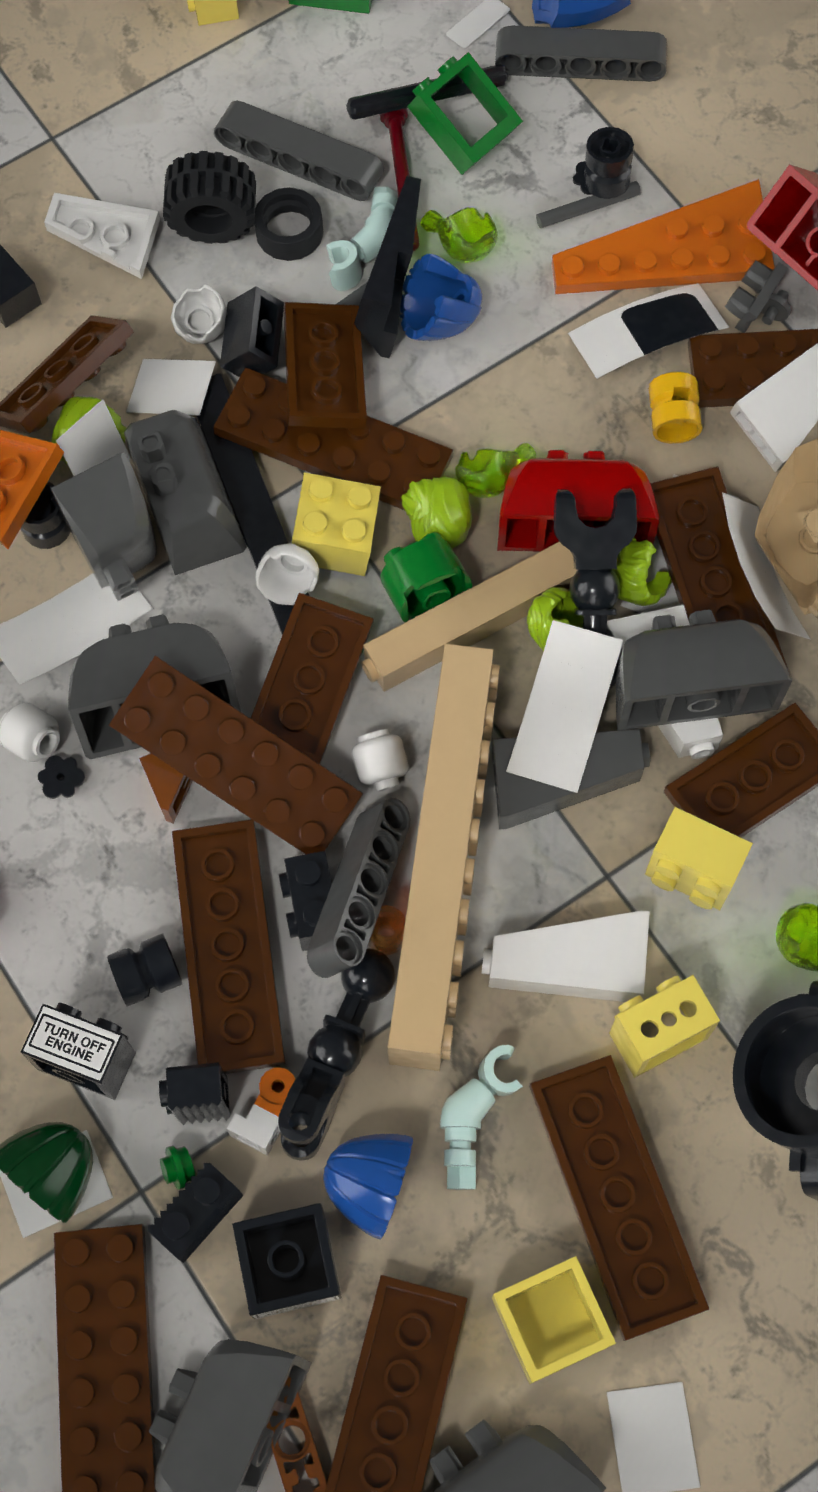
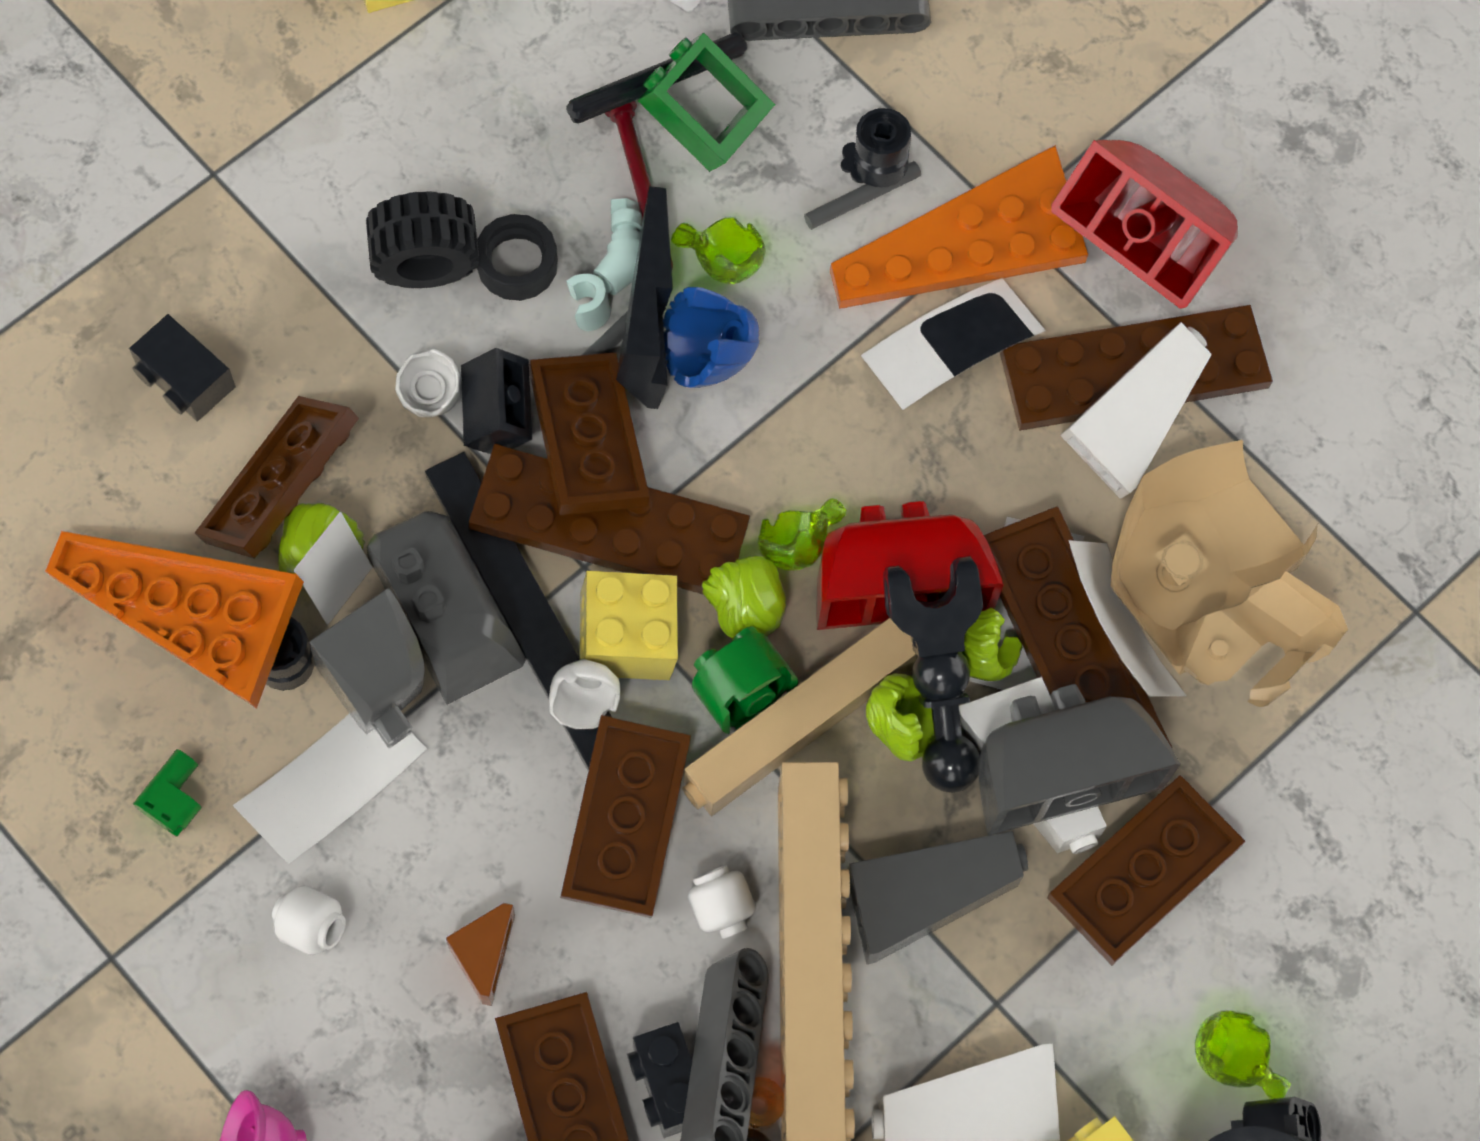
camera: 15 degrees left, 0 degrees up
(55, 769) = (346, 956): black plant -> none
(105, 229) = (299, 286): white wing -> none
(114, 665) = (446, 849): dark grey hips -> none
(171, 386) = (407, 474): white sticker -> none
(235, 758) = (559, 926): reddish brown plate -> none
(299, 150) = (514, 163): dark grey beam -> none
(565, 706) = (925, 816): white sticker -> none
(675, 407) = (998, 437): yellow wheel -> none
(697, 859) = (1098, 977): light yellow piece -> none
(748, 307) = (1067, 305): dark grey hips -> none

